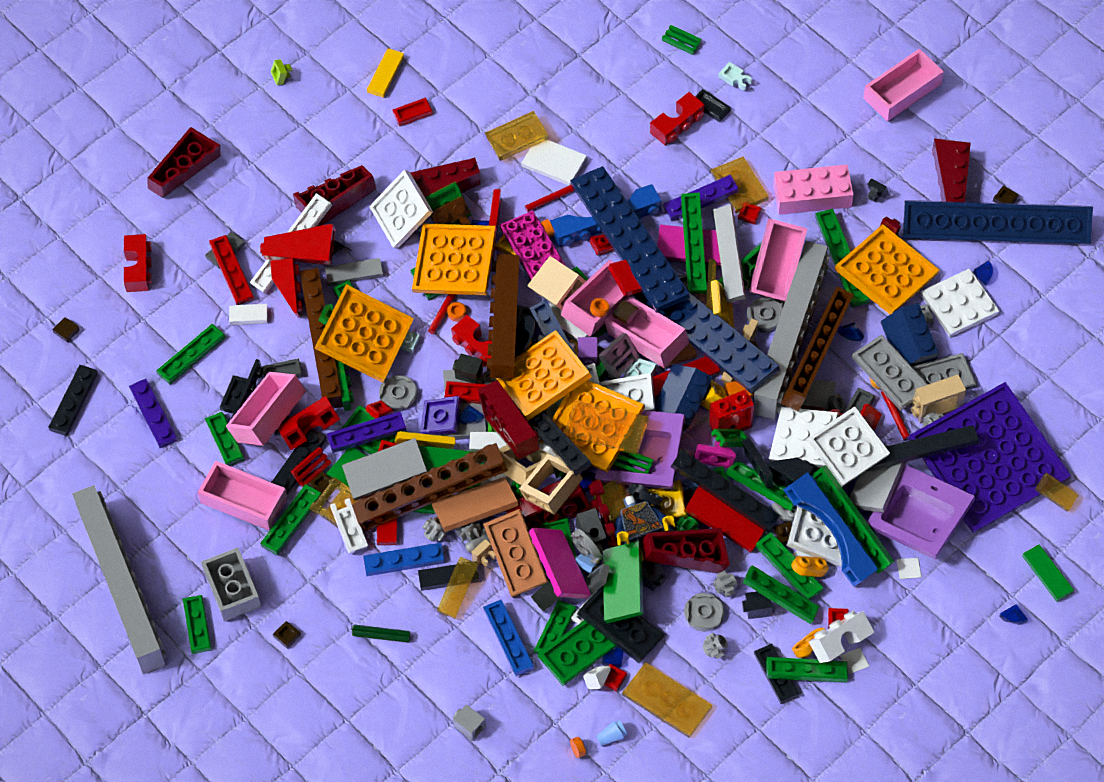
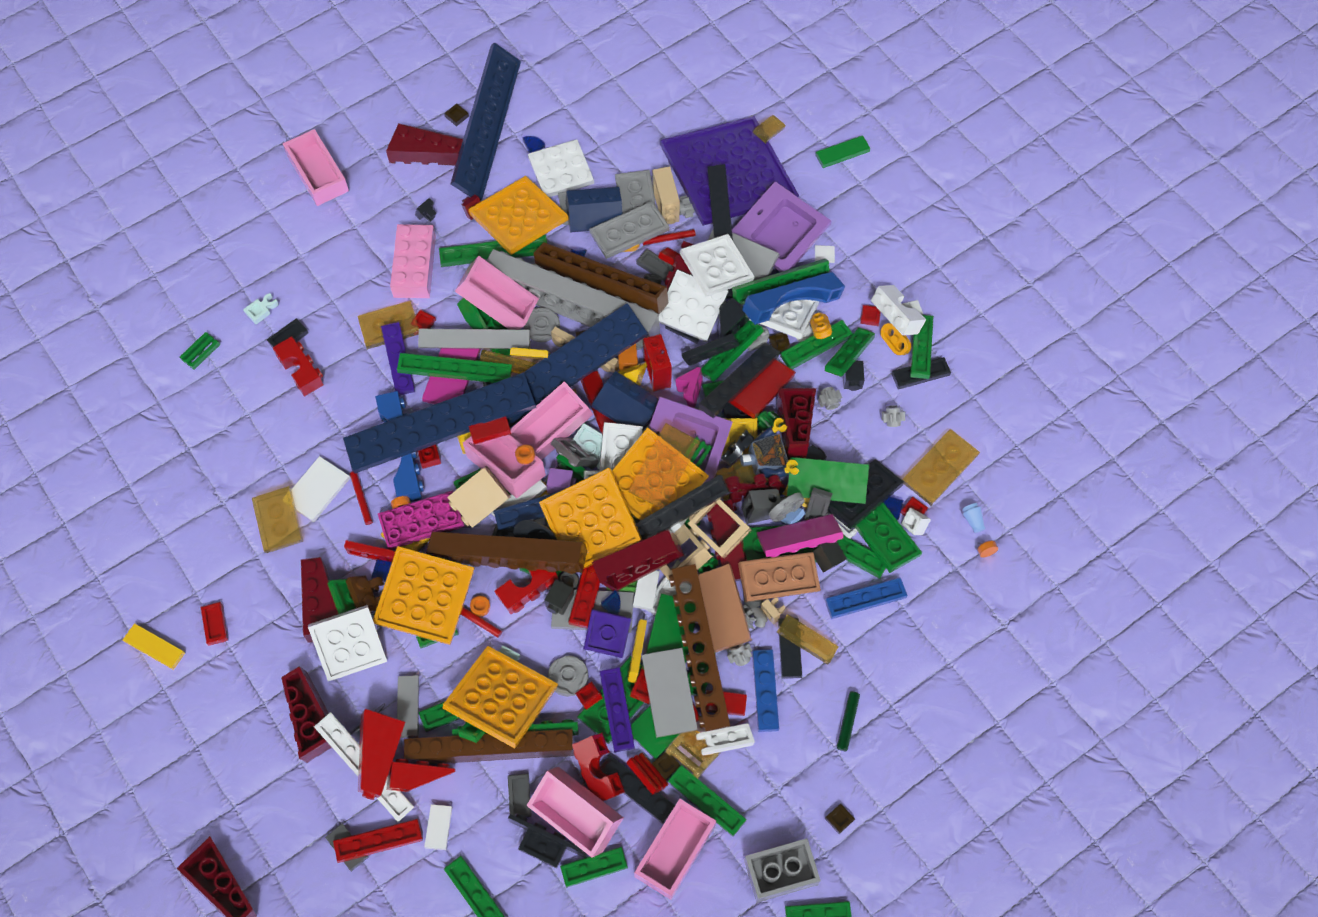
camera: 85 degrees left, 5 degrees up
(280, 71) = (119, 762): lime tile -> none
(468, 722) = (956, 645): light grey brick -> none
(625, 312) = (529, 435): dark brown tile -> none
(703, 612) = (853, 423): light grey tile -> none
(729, 437) = (680, 374): green tile -> none
(1013, 615) = (880, 183): clear blue tile -> none

